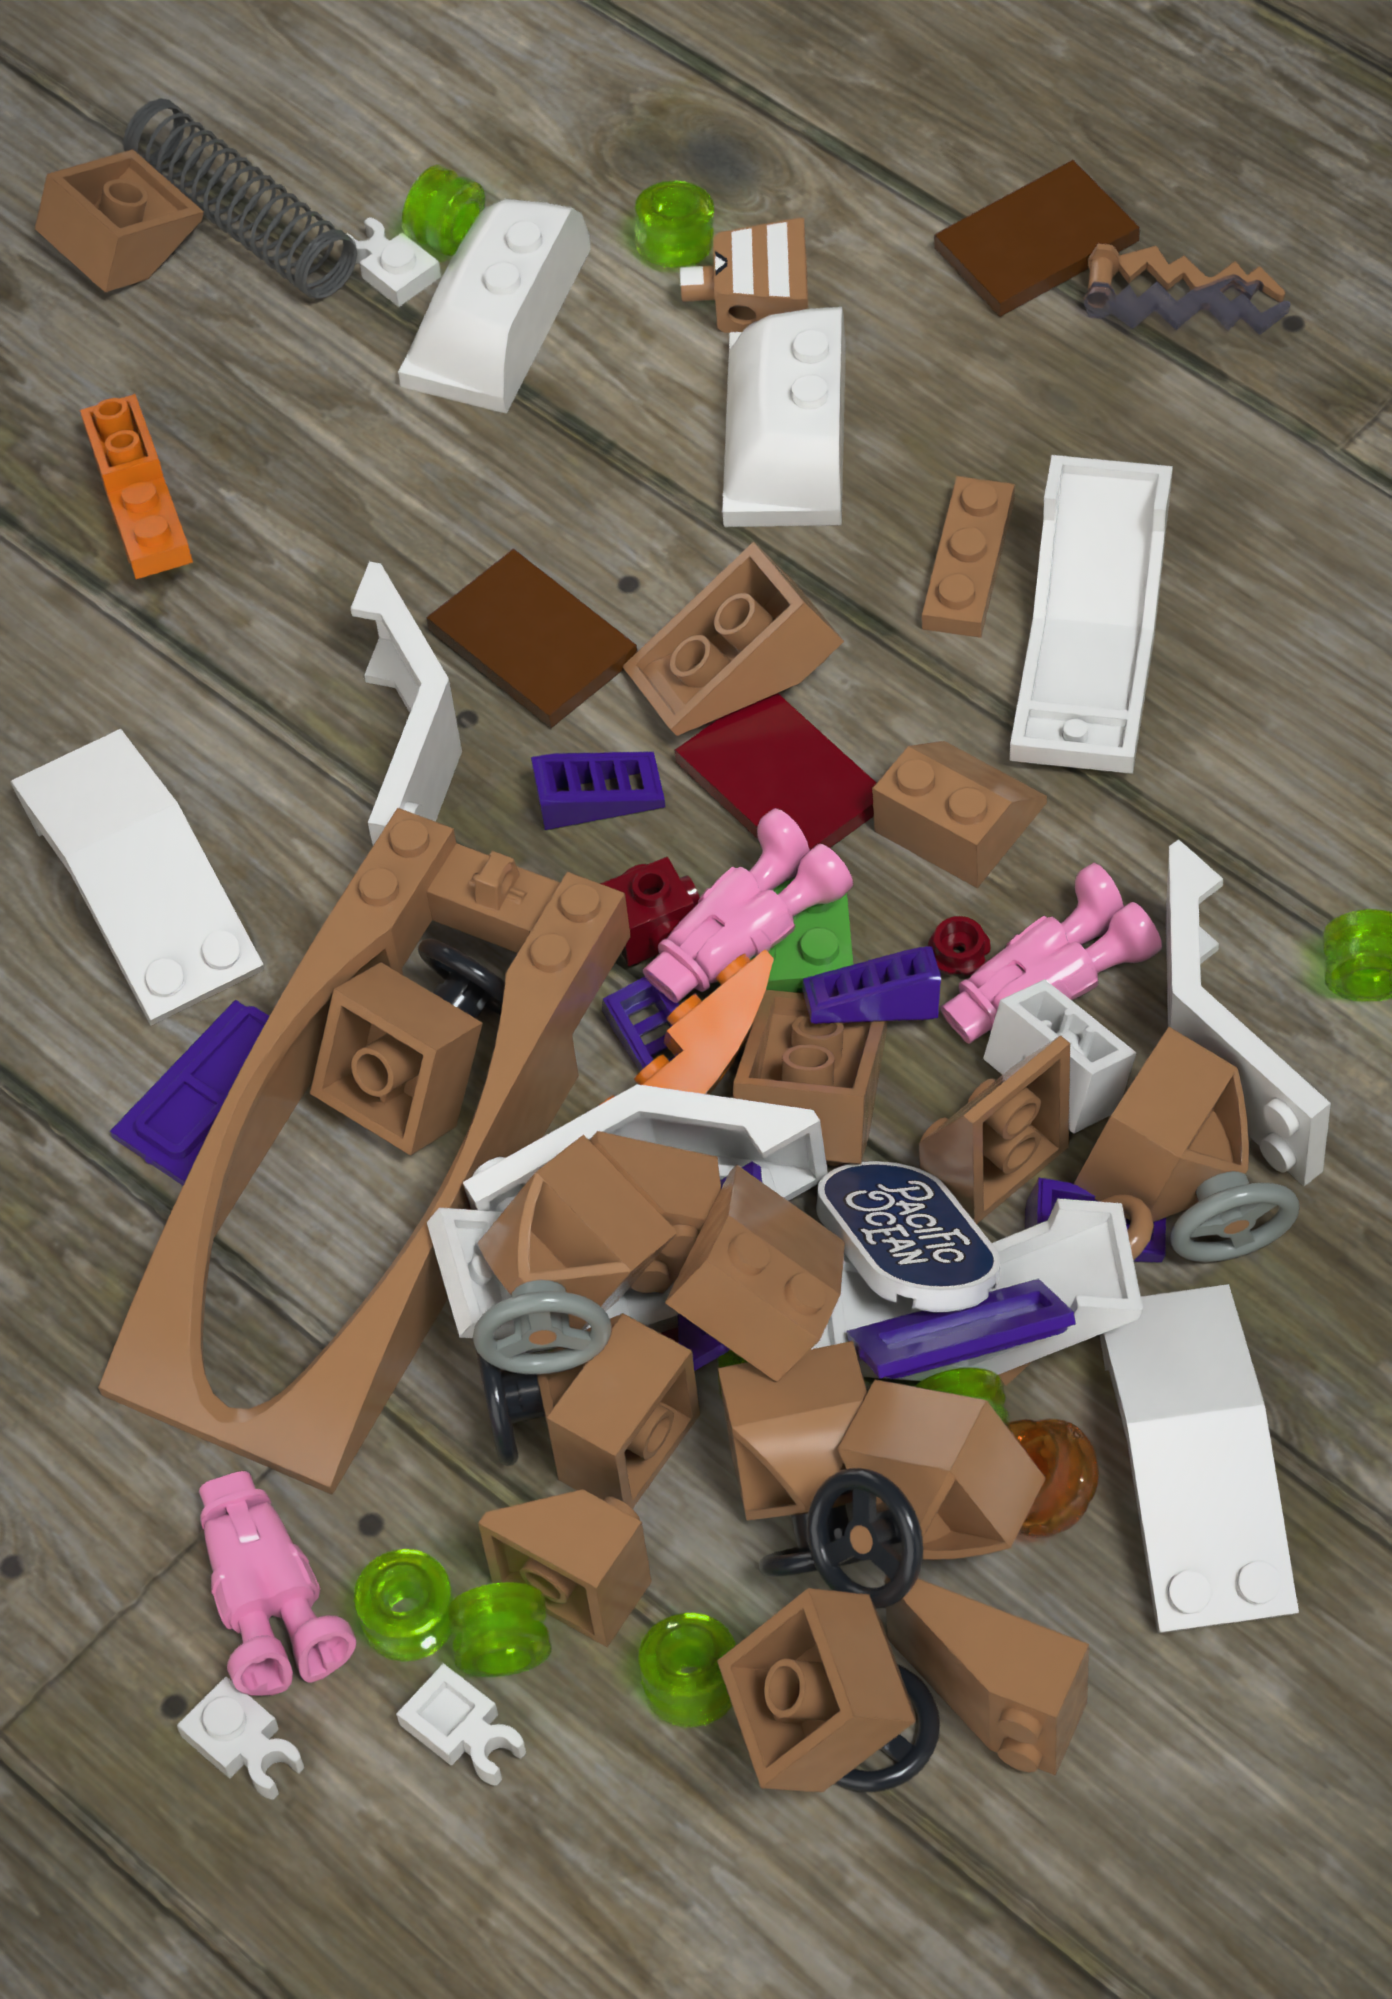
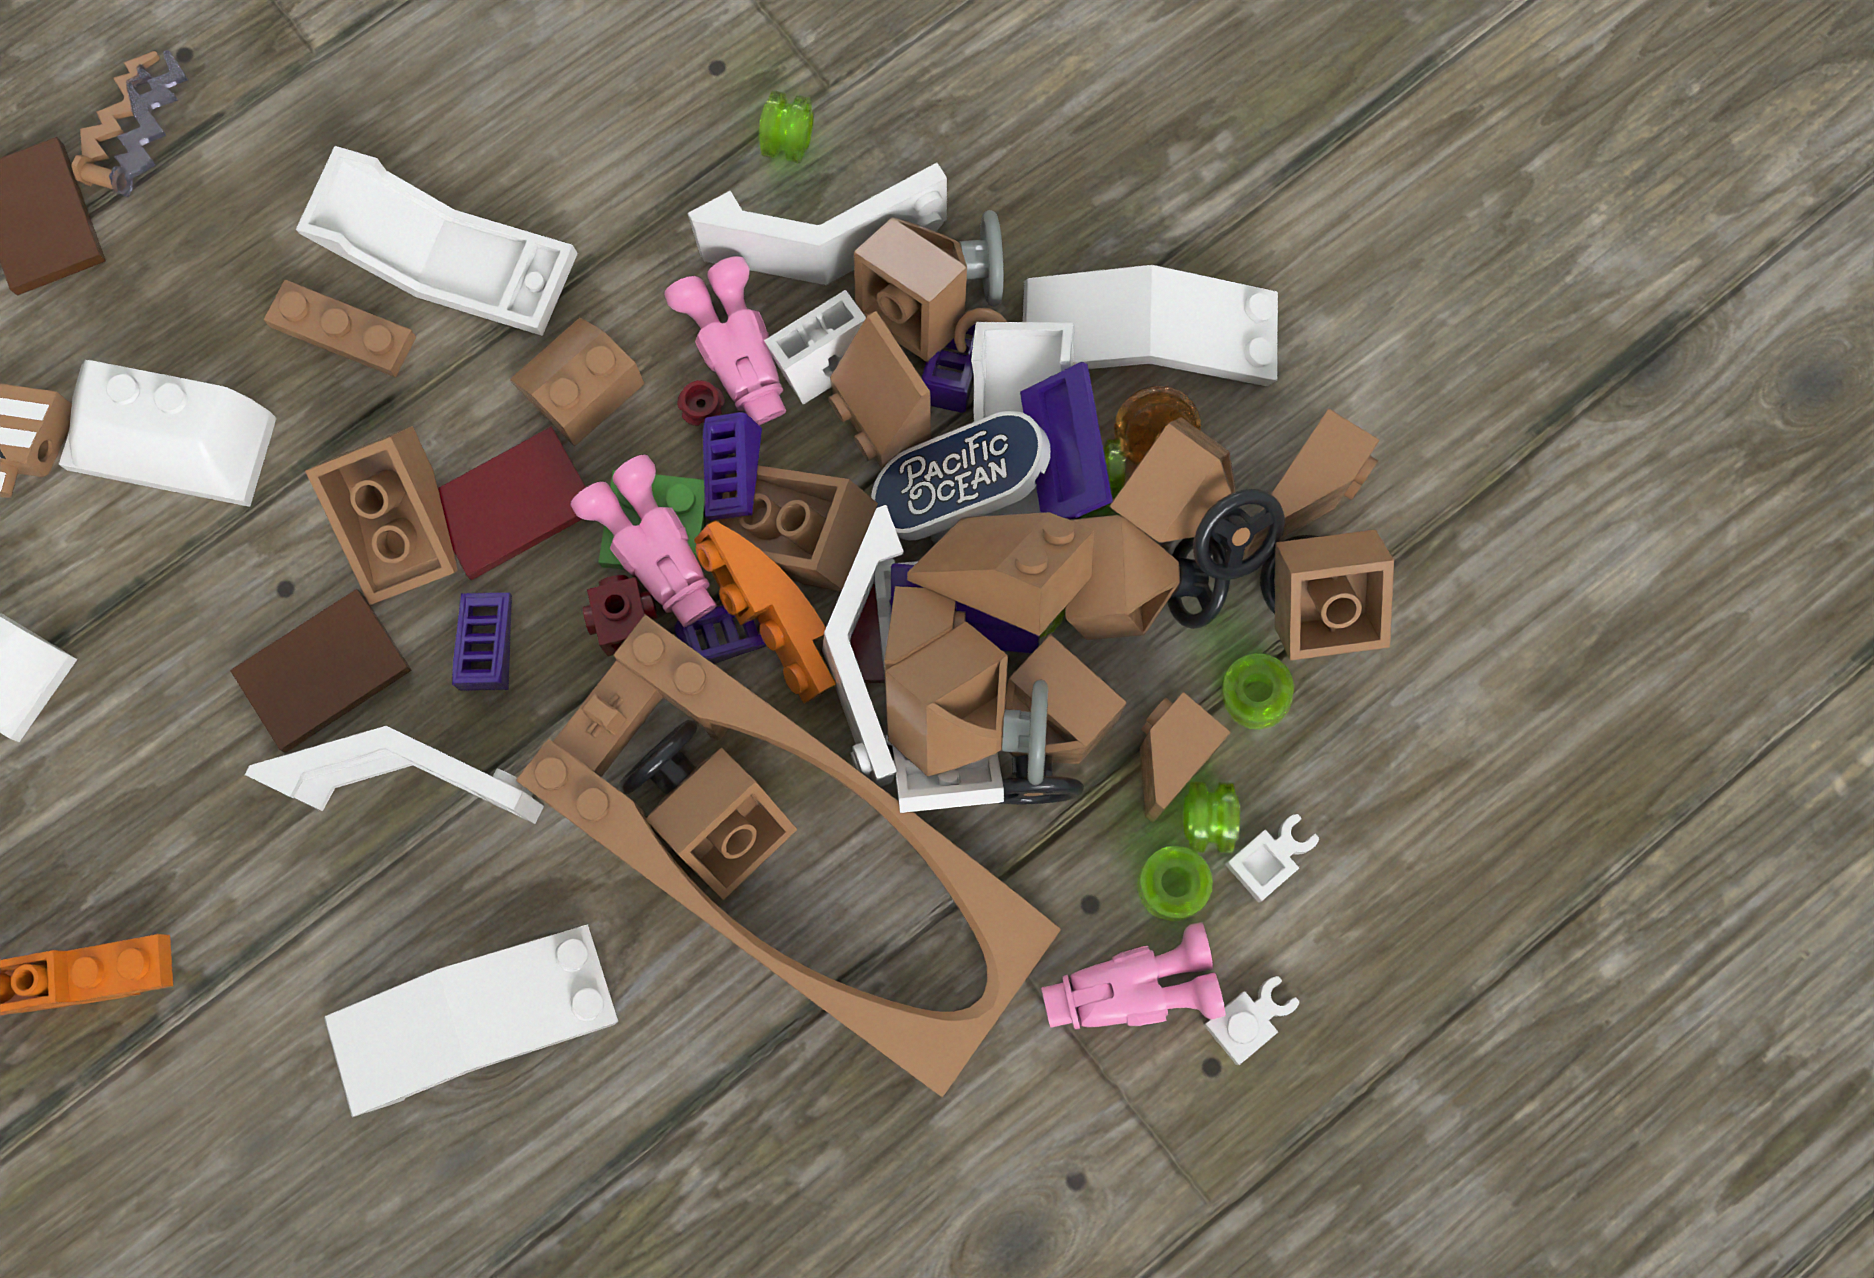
camera: 85 degrees left, 20 degrees up
(183, 1104) = (692, 981): dark purple piece -> none

